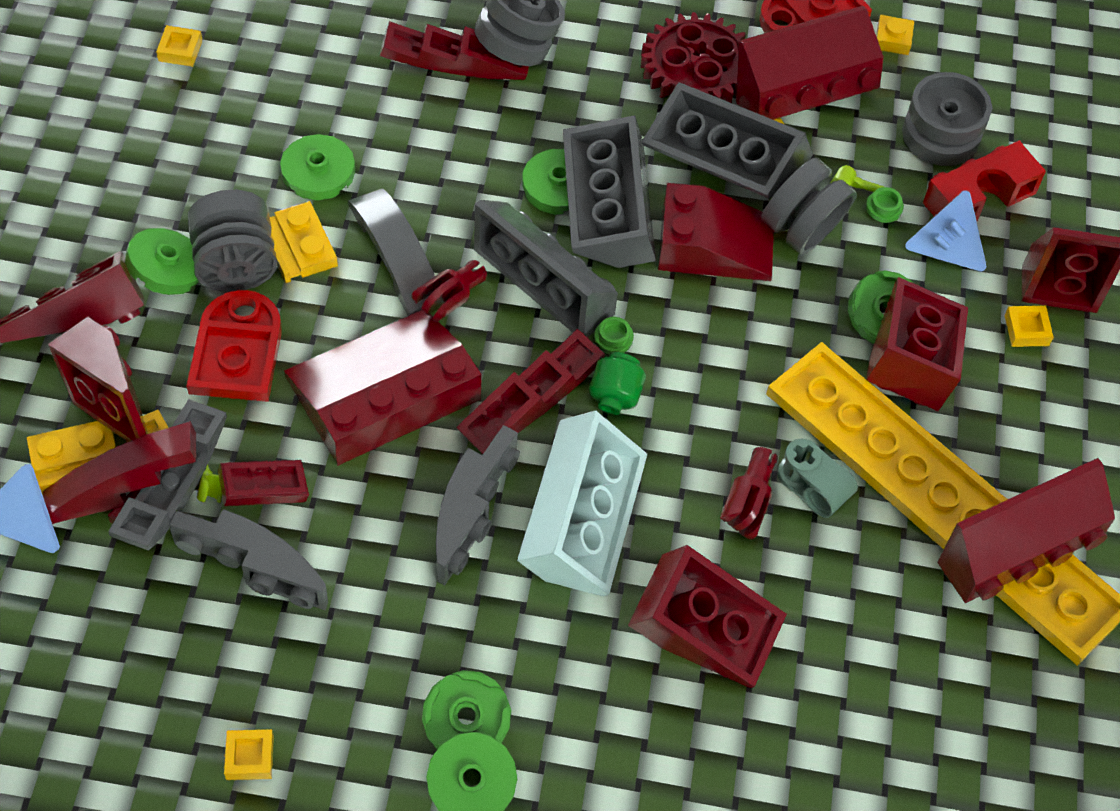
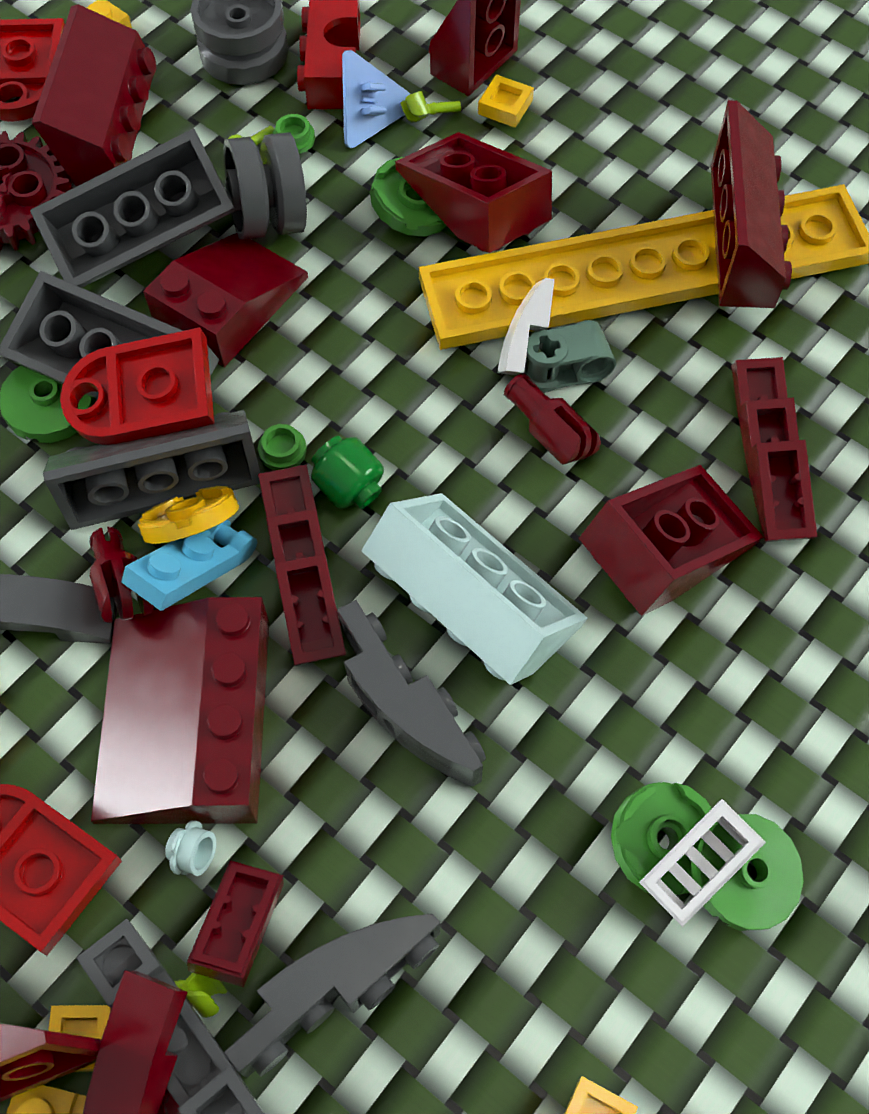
camera: 55 degrees left, 5 degrees up
(295, 433) = (190, 849): none -> light aqua plate
(482, 755) = (737, 828): none -> white slope
(485, 323) = (188, 564): none -> medium azure plate
(518, 303) = (187, 517): none -> yellow tile
(586, 224) = (141, 389): none -> red plate
(823, 430) = (530, 315): none -> white slope
(835, 659) = (773, 450): none -> dark red slope
(974, 270) = (416, 108): none -> lime hand

